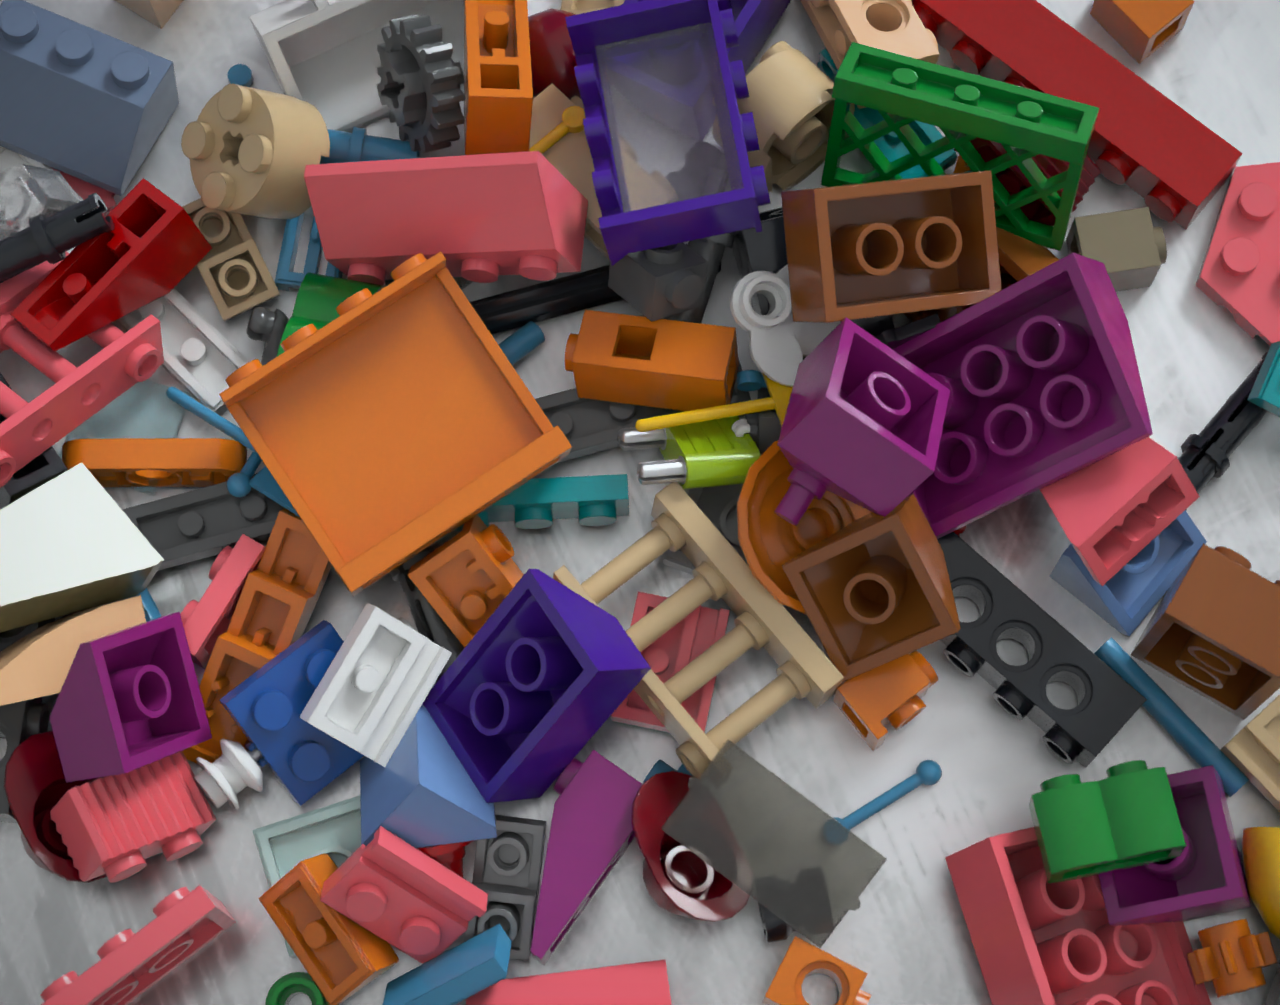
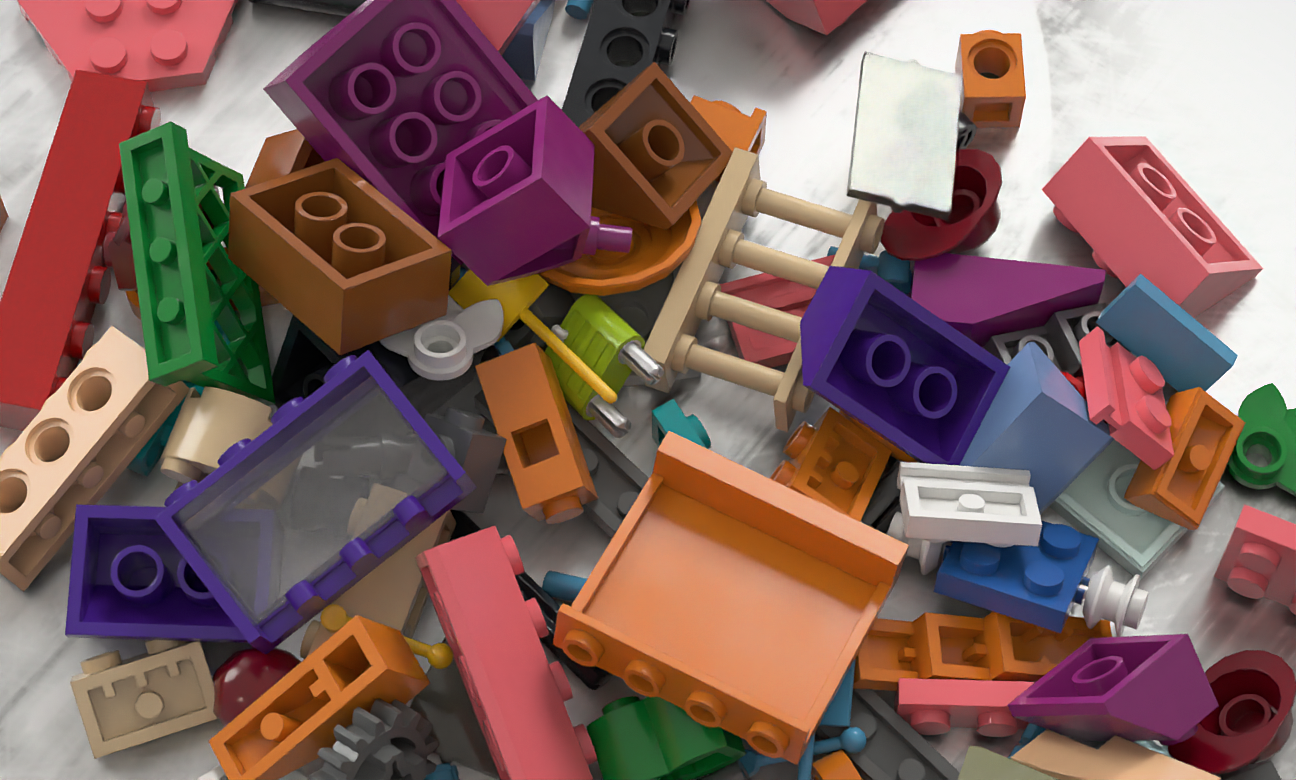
camera: 120 degrees left, 10 degrees down
(132, 817) = (1233, 648): coral brick -> none
(927, 773) = (761, 89): dark azure hinge -> none
(1123, 243) = (219, 131): dark tan brick -> none

